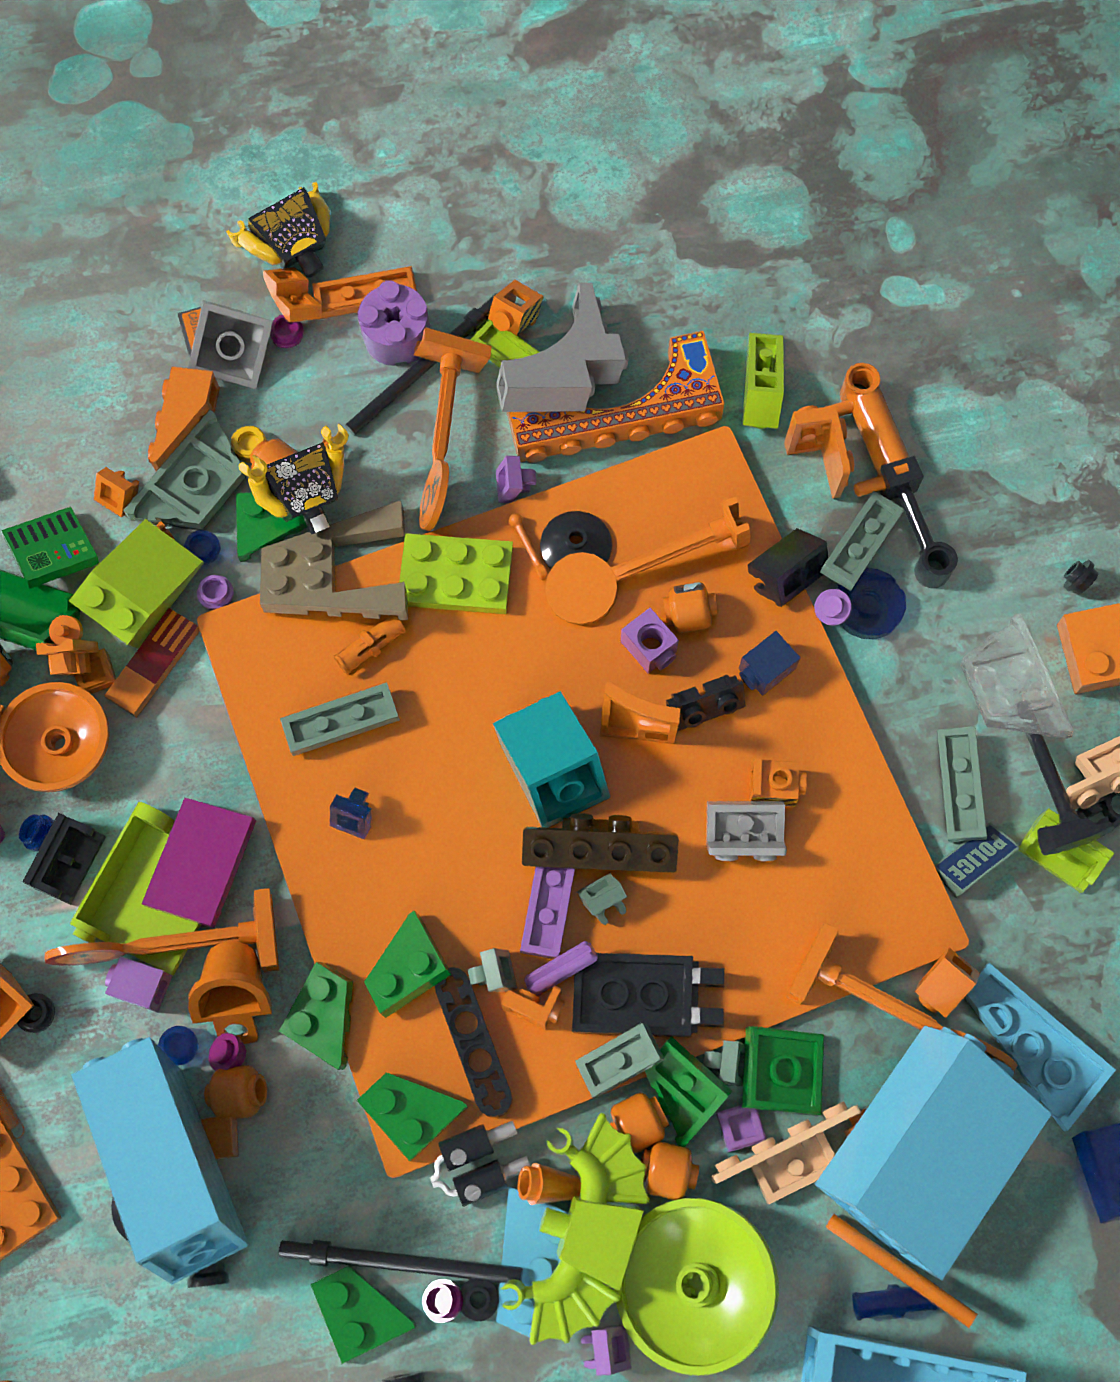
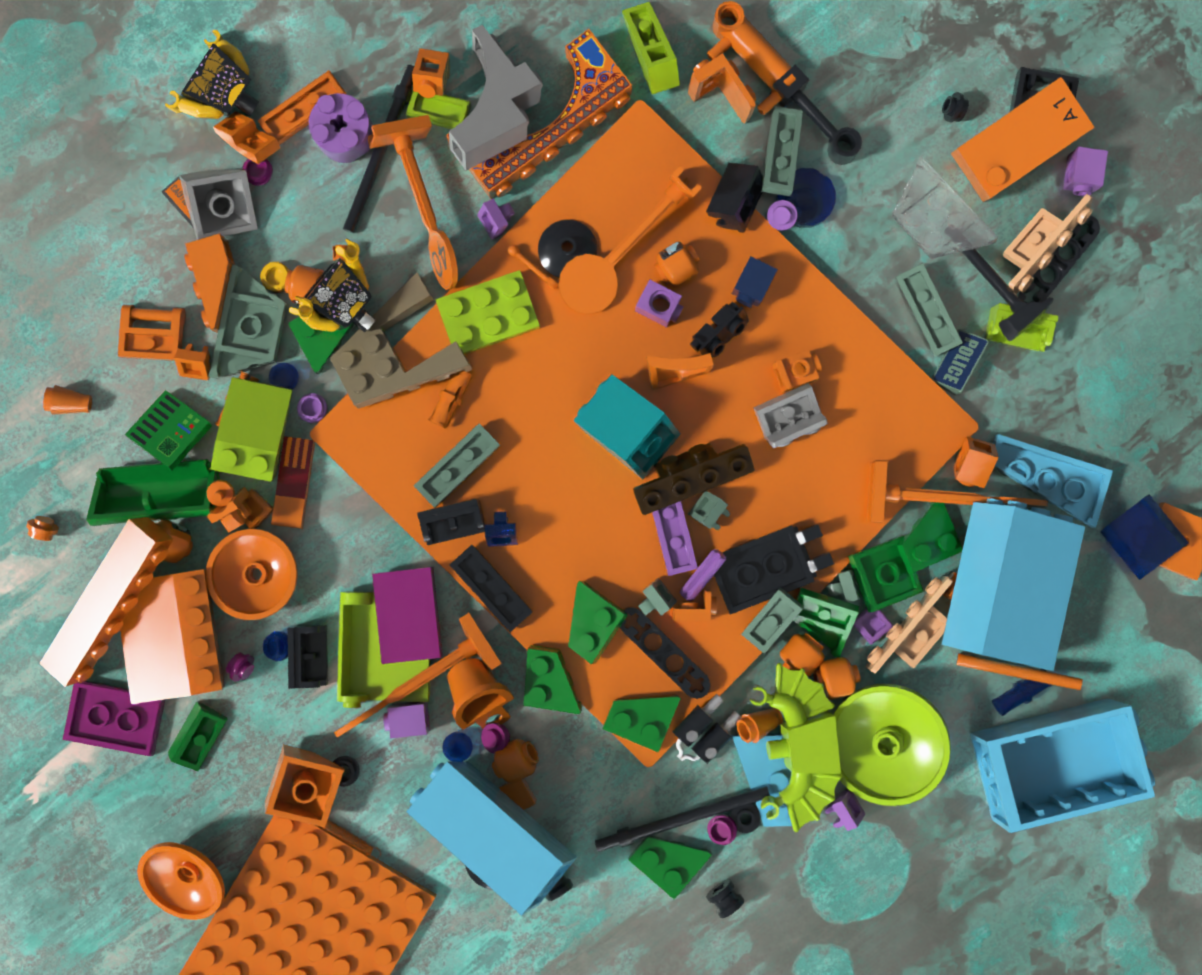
camera: 30 degrees left, 15 degrees up
(83, 452) = (149, 342): none -> orange plate
(302, 777) = (451, 522): none -> black hinge
(309, 873) = (491, 588): none -> black plate
(854, 1053) = (930, 540): none -> green wing

